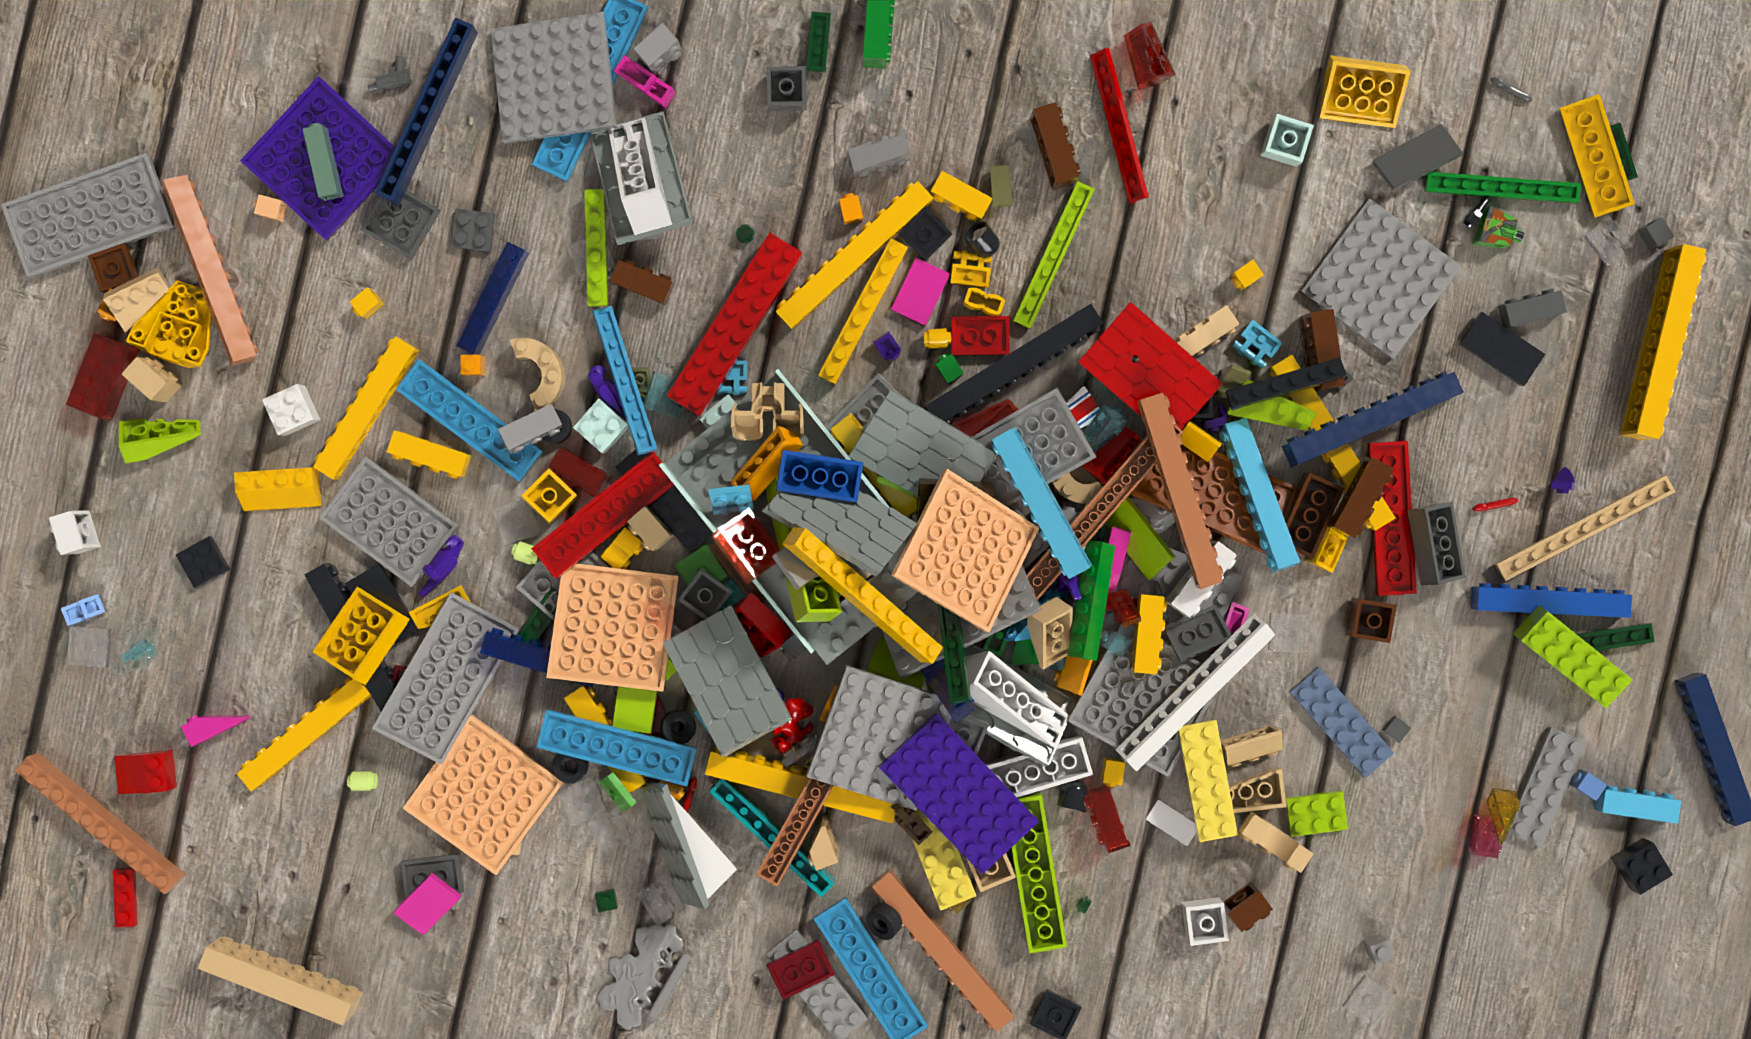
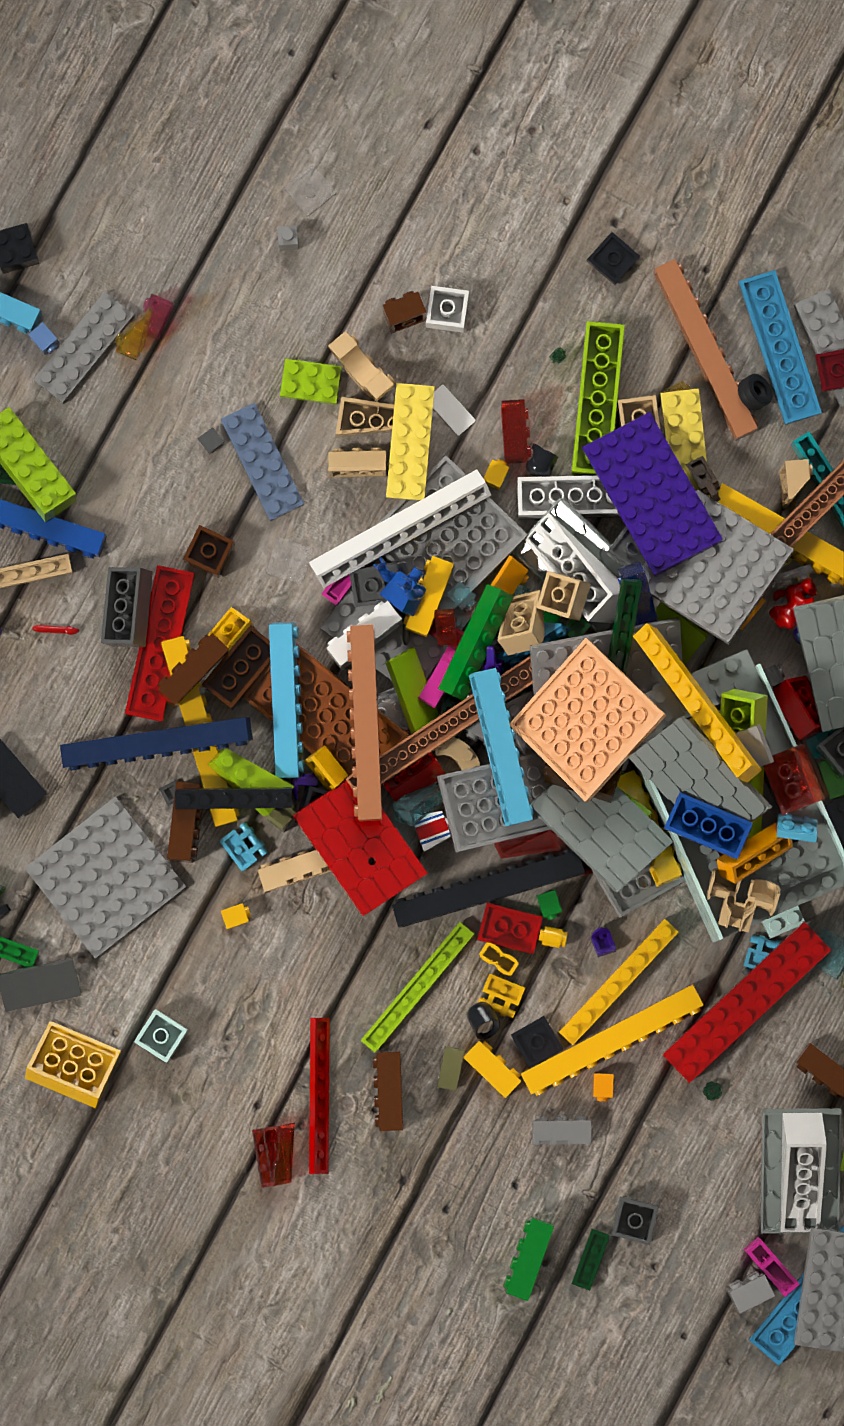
camera: 165 degrees left, 5 degrees down
(920, 291) = (556, 987): dark pink tile -> none
(1020, 669) = (563, 595): none -> tan brick
(1177, 632) = (402, 589): none -> blue torso

